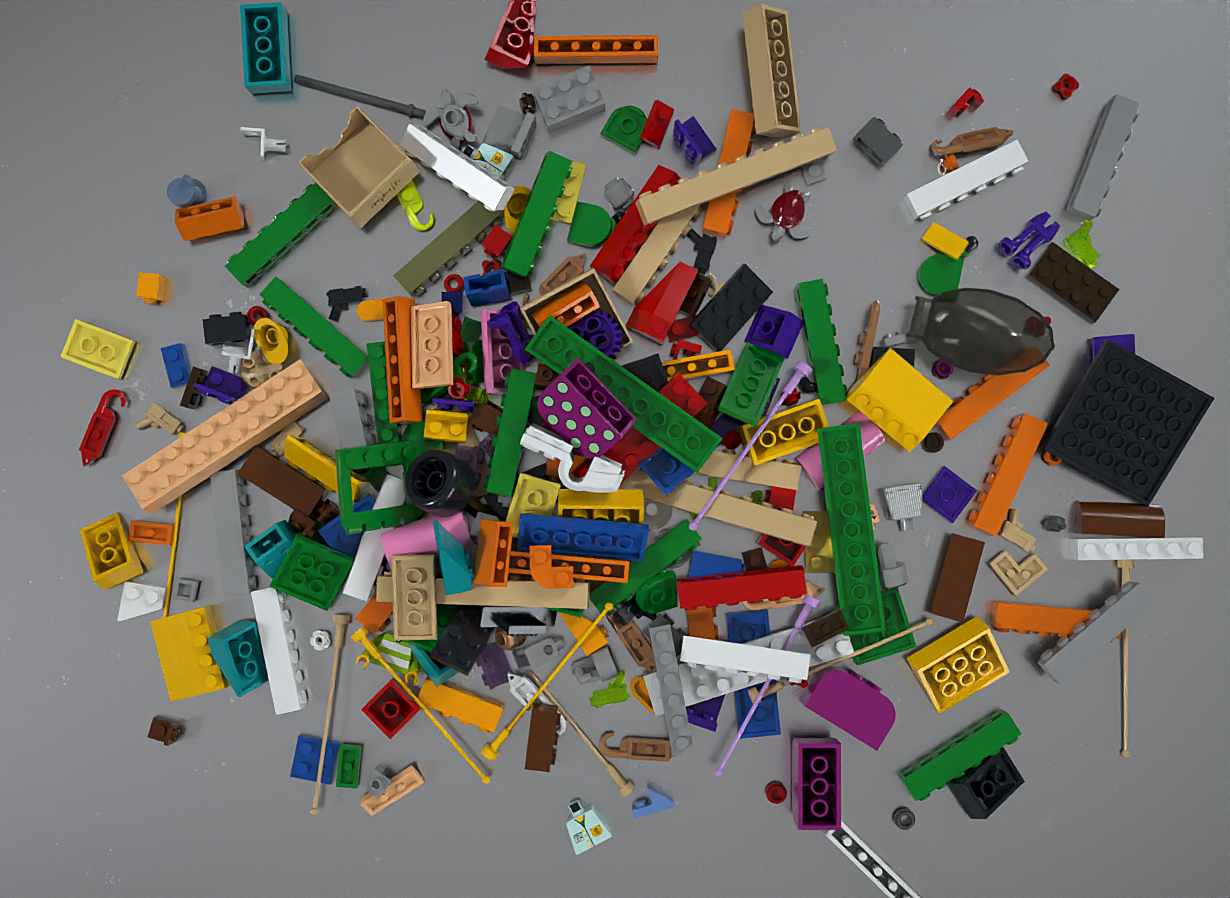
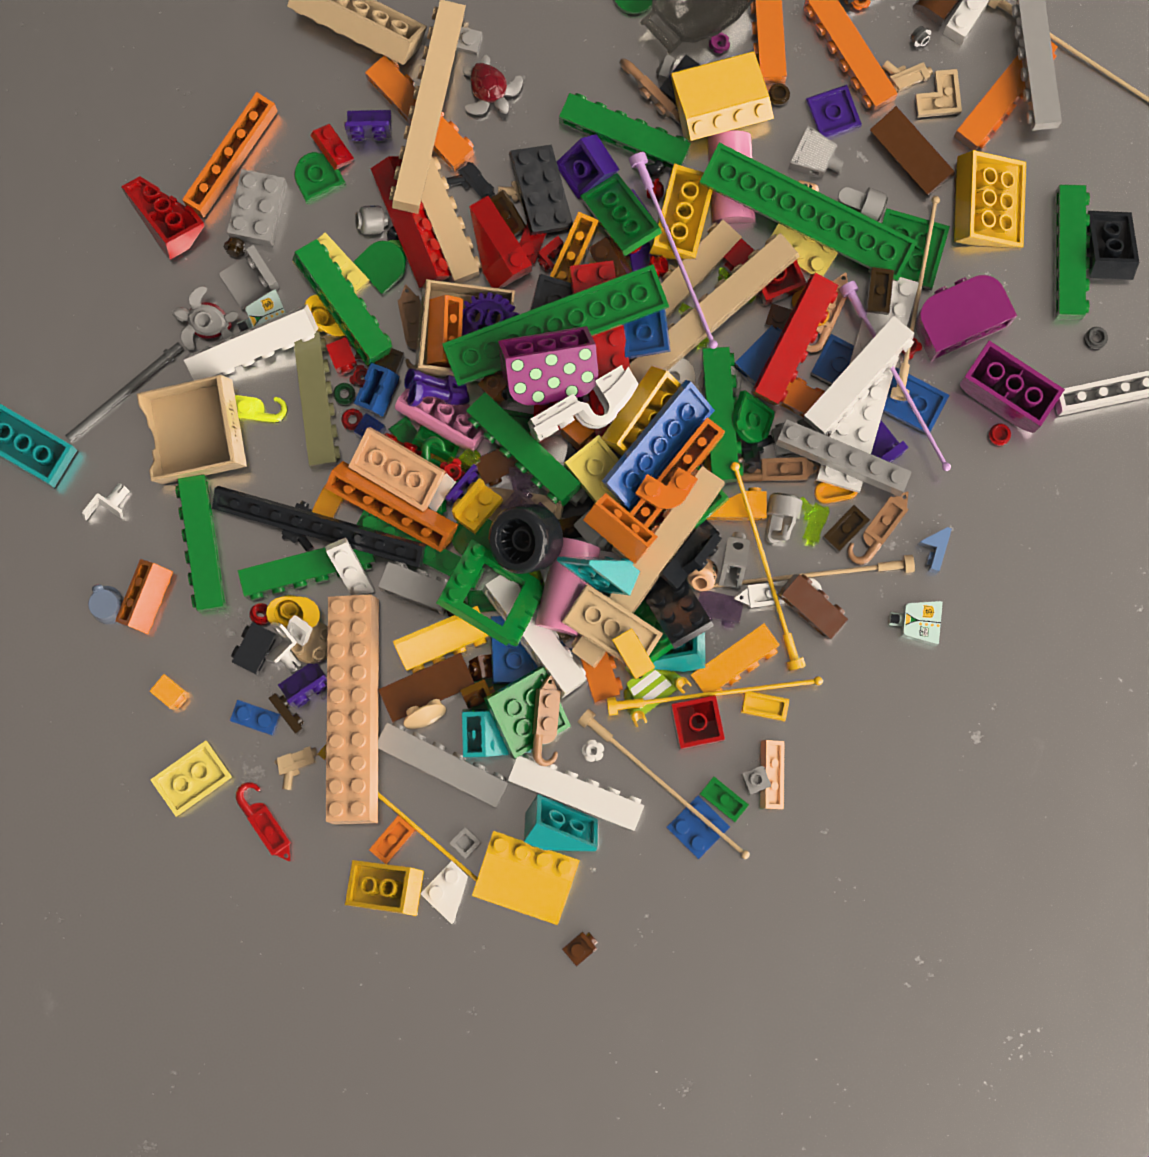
camera: 55 degrees left, 5 degrees down
(251, 489) = (424, 715): none -> tan dish
(260, 354) = (299, 630): none -> white plate
(279, 442) = (389, 662): tan piece -> none
(314, 590) = (545, 719): none -> plate
(332, 360) = (349, 567): none -> white plate
(349, 316) = (318, 526): none -> black plate
(403, 627) = (633, 653): none -> yellow tile
(437, 392) = (442, 491): none -> white window
(442, 750) = (765, 706): none -> yellow tile
(467, 258) = (344, 387): none -> dark green plate
(622, 722) = (846, 528): none -> dark brown plate

